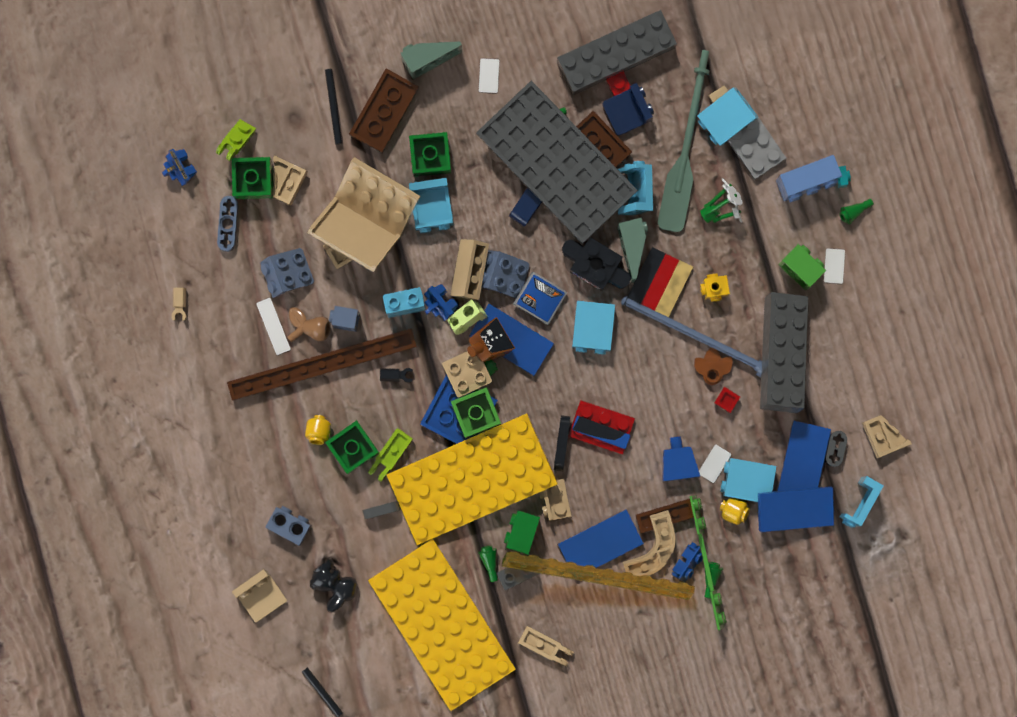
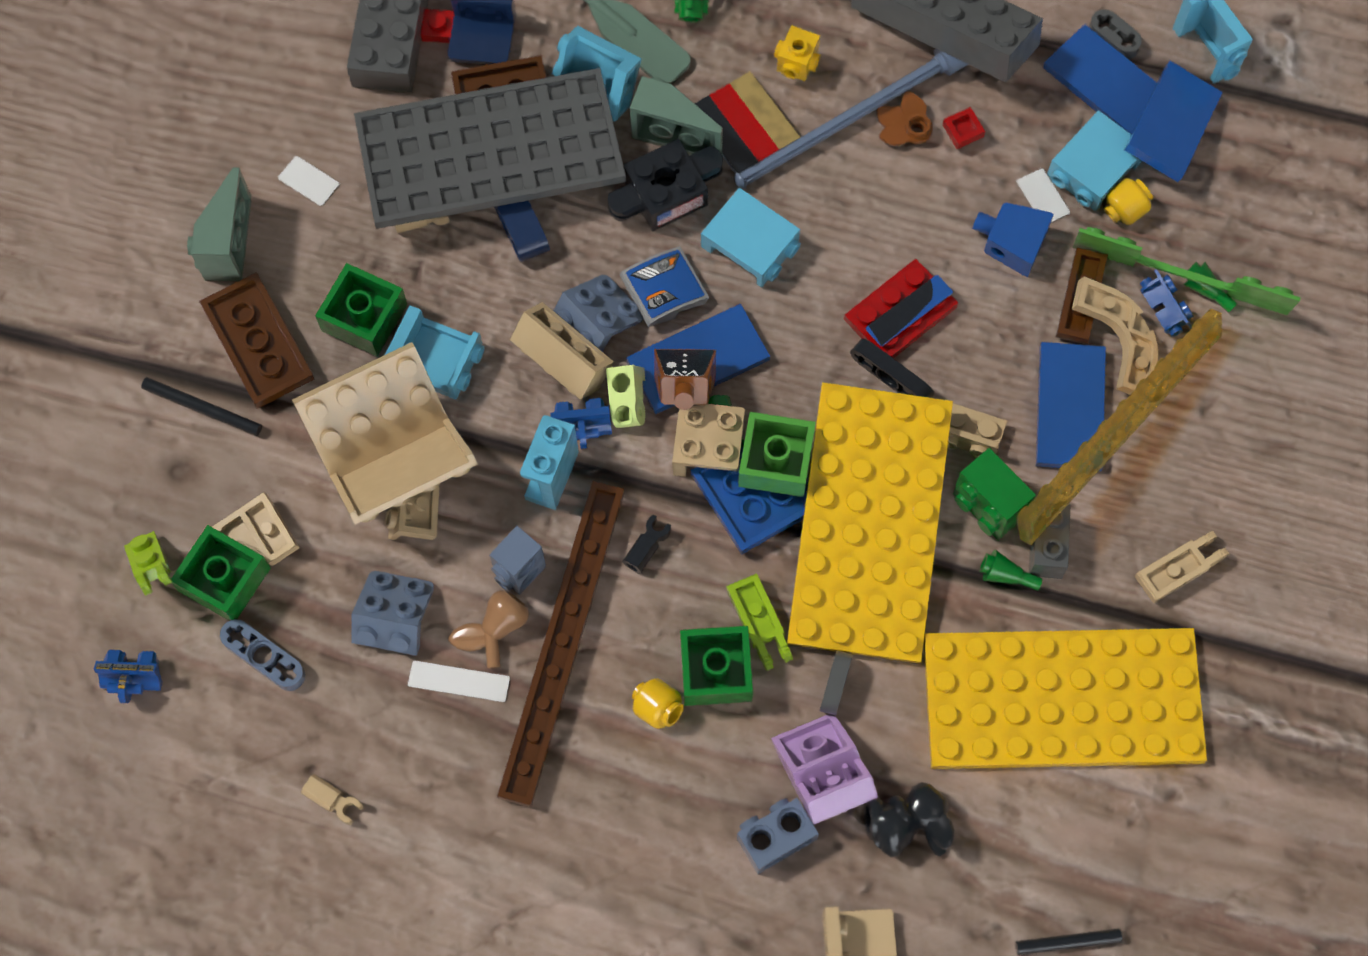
camera: 55 degrees left, 15 degrees down
(333, 529) = (824, 768): none -> lavender slope

